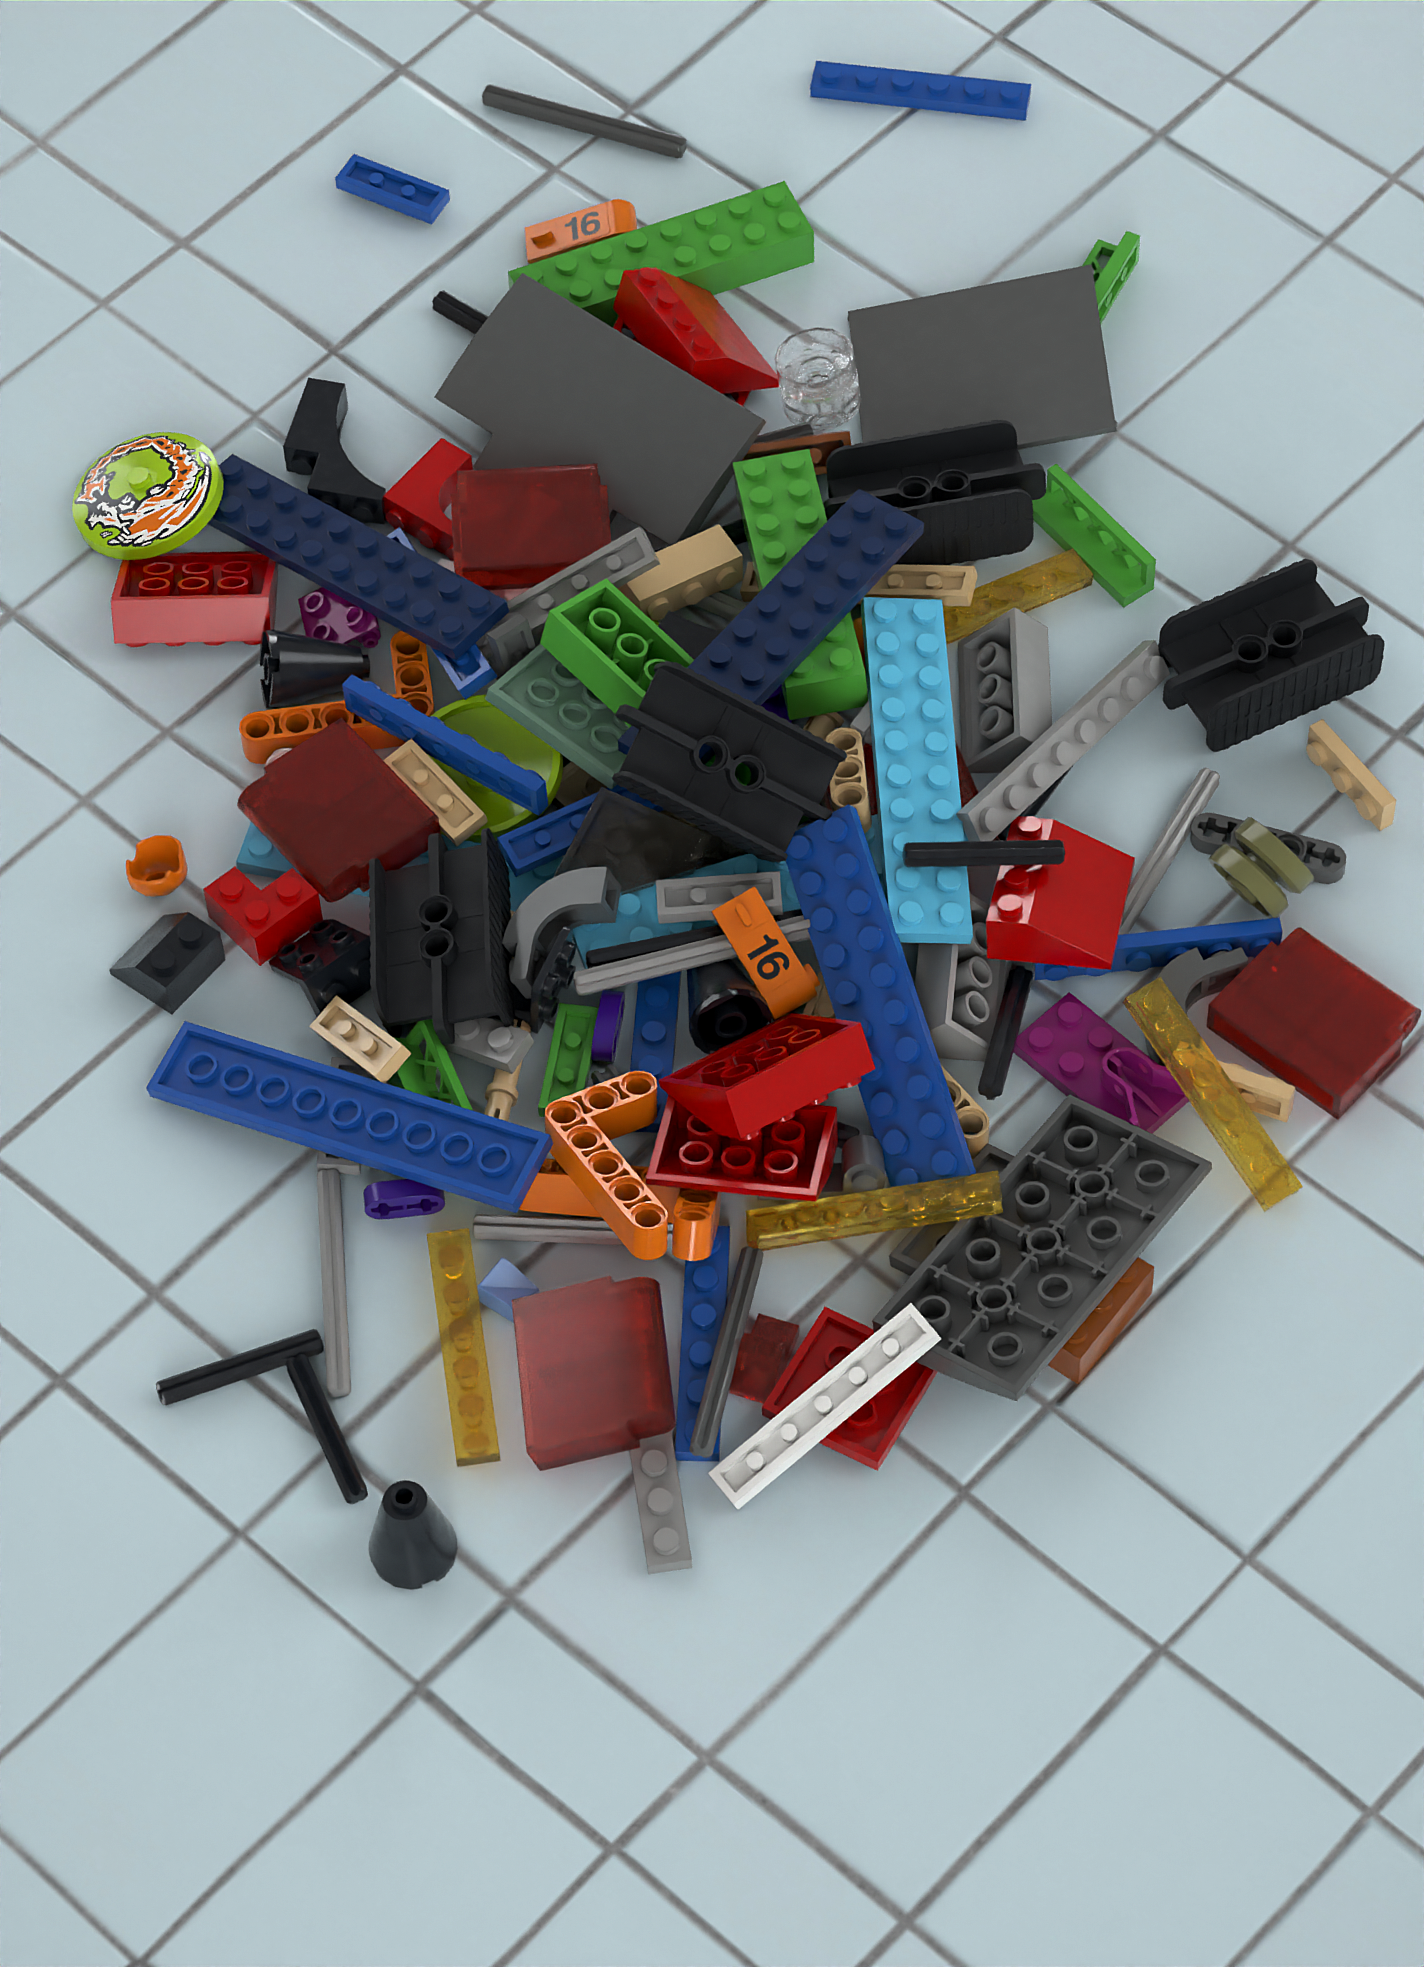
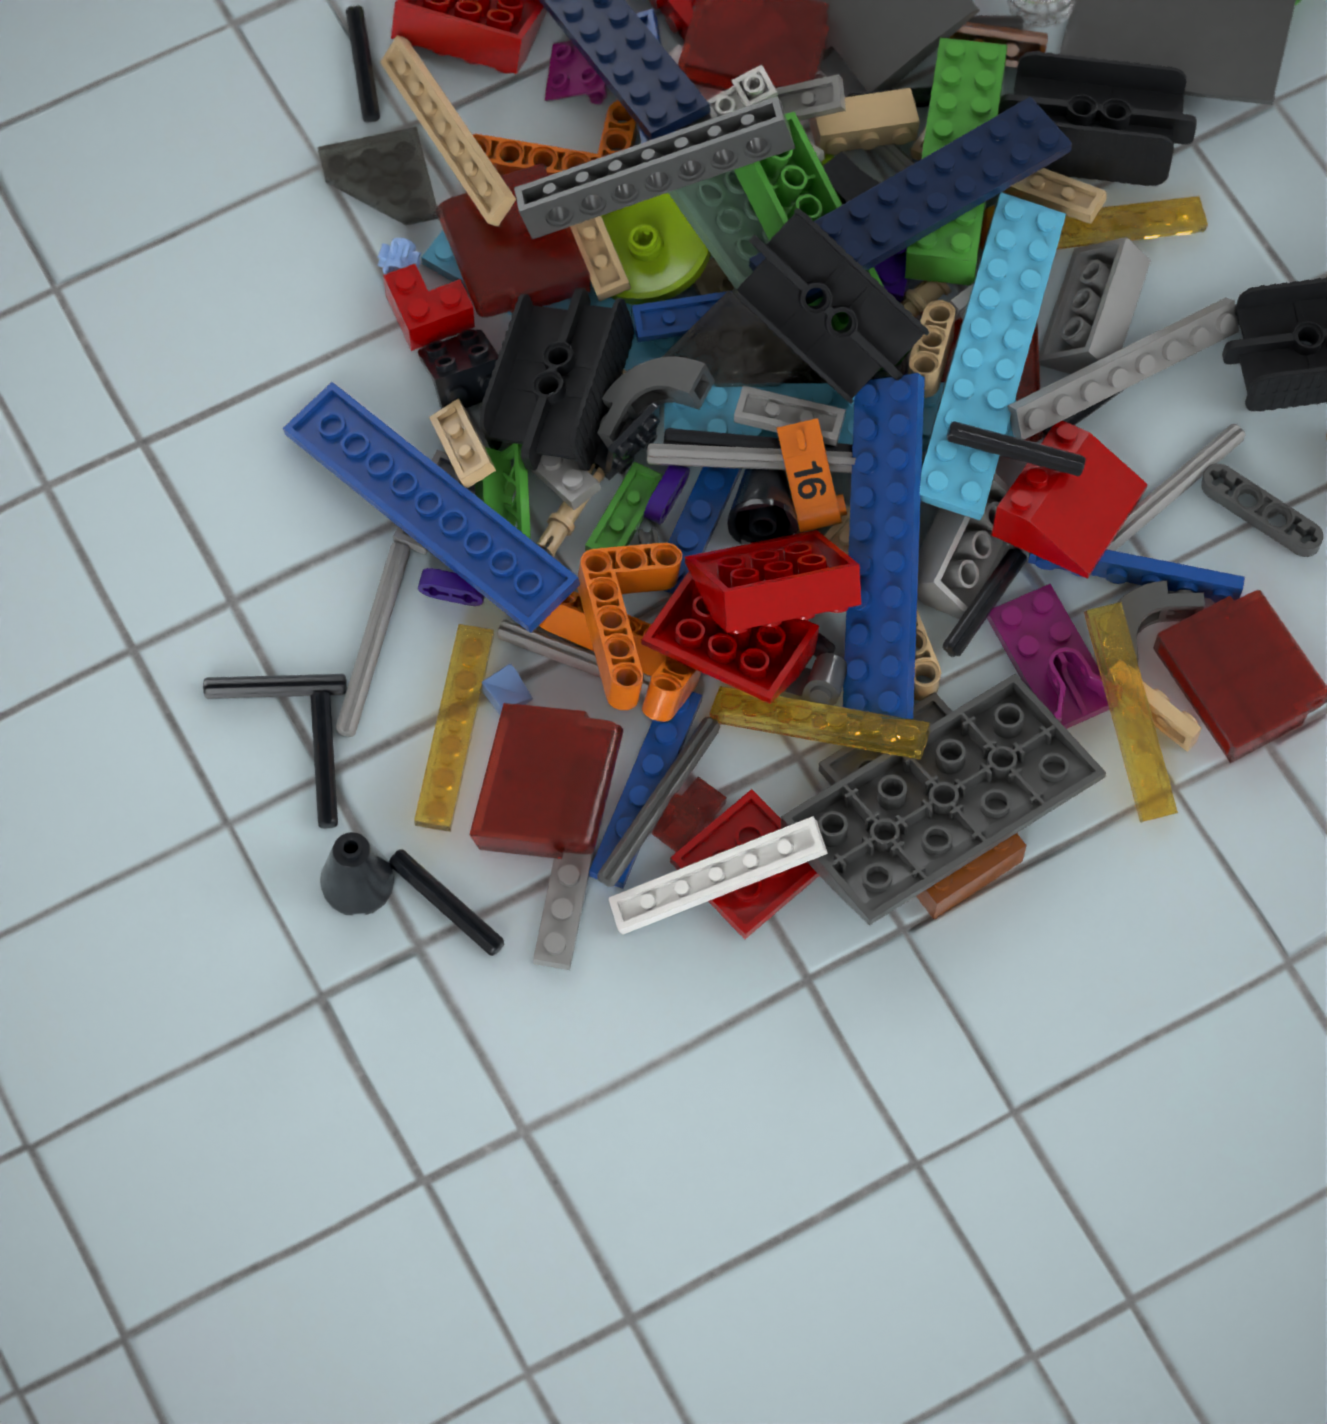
camera: 15 degrees right, 10 degrees up
(92, 680) = (362, 64): none -> black axle
(157, 866) = (356, 242): orange hair -> none
(159, 787) = (383, 173): none -> clear smoke plate
(171, 960) = (341, 325): black slope -> none
(209, 866) = (398, 255): none -> light blue gear
(221, 716) = (448, 131): none -> tan plate
(306, 667) = (536, 108): black cone -> none
(446, 745) = (628, 223): blue plate -> none
(475, 677) = (654, 167): none -> dark grey brick
(525, 1537) = (446, 902): none -> black axle
(542, 586) = (746, 90): none -> white slope
(1099, 540) = (1220, 192): bright green fence -> none
(1266, 863) = (1241, 532): olive wheel -> none

